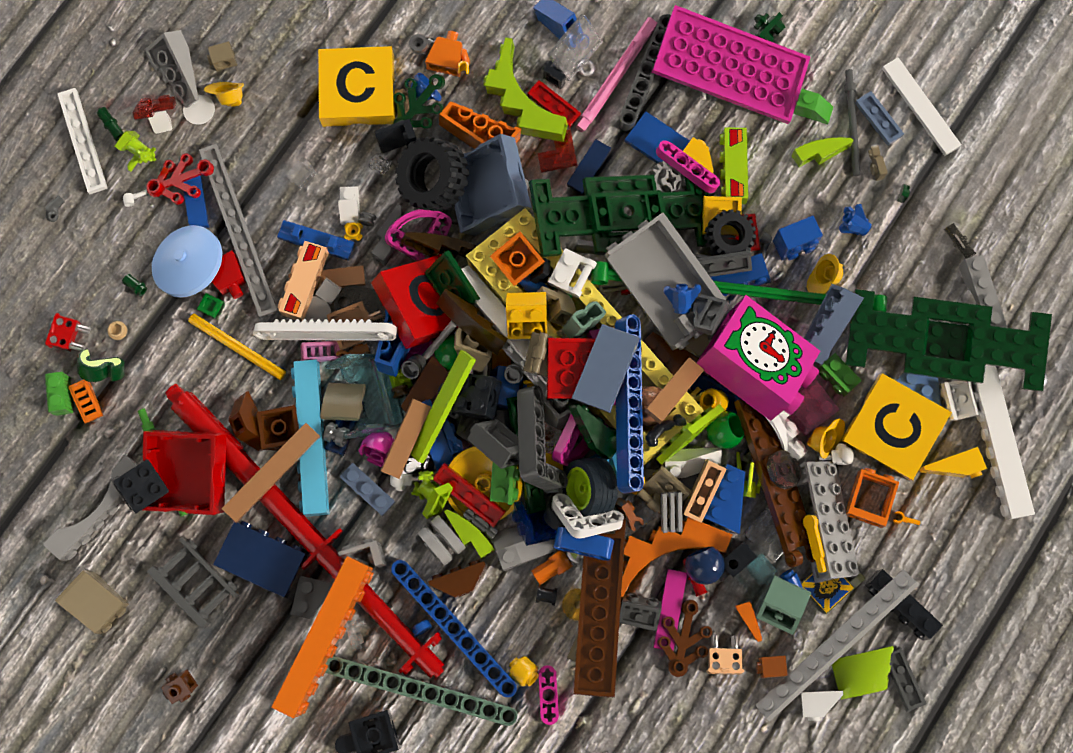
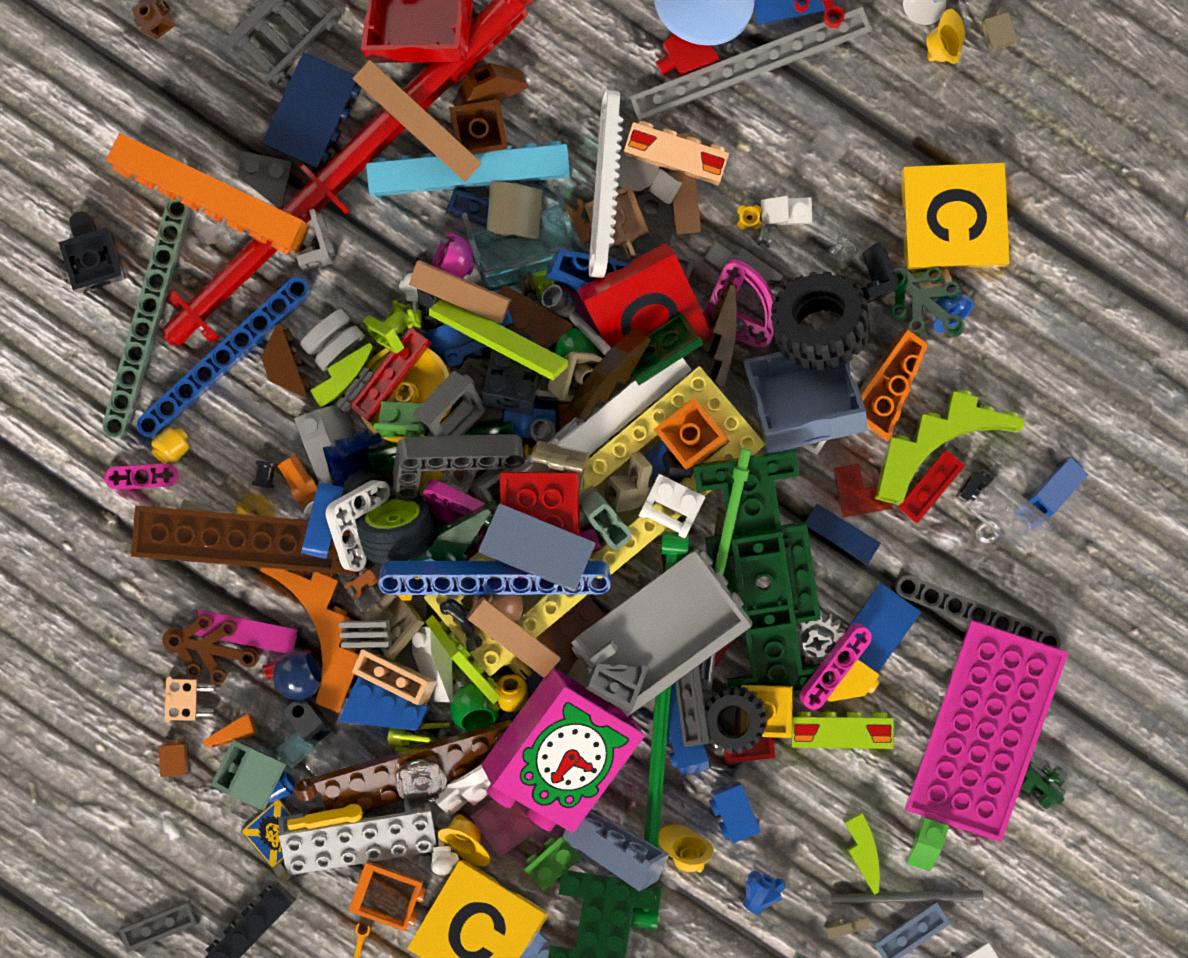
camera: 85 degrees right, 10 degrees up
(210, 305) = (647, 31): green tile -> none
(236, 346) = (591, 69): yellow axle -> none
(312, 345) = (579, 157): bright pink slope -> none
(335, 245) = (737, 168): blue hinge -> none
(335, 434) = (470, 202): dark grey wheel -> none
(367, 489) = (402, 244): sand blue plate -> none
(421, 628) = (225, 316): blue tile -> none
(444, 54) = (1001, 335): orange torso -> none
(526, 314) = (613, 445): yellow slope -> none
(549, 219) = (739, 475): none -> bright green bar
(616, 74) = (976, 573): bright pink piece -> none
(640, 611) = (244, 593): dark grey bracket -> none
(682, 297) = (639, 650): blue rock -> none
(819, 703) = (127, 814): white slope -> none
(836, 645) = (197, 840): light grey plate -> none
(863, 672) = (165, 872): lime slope -> none

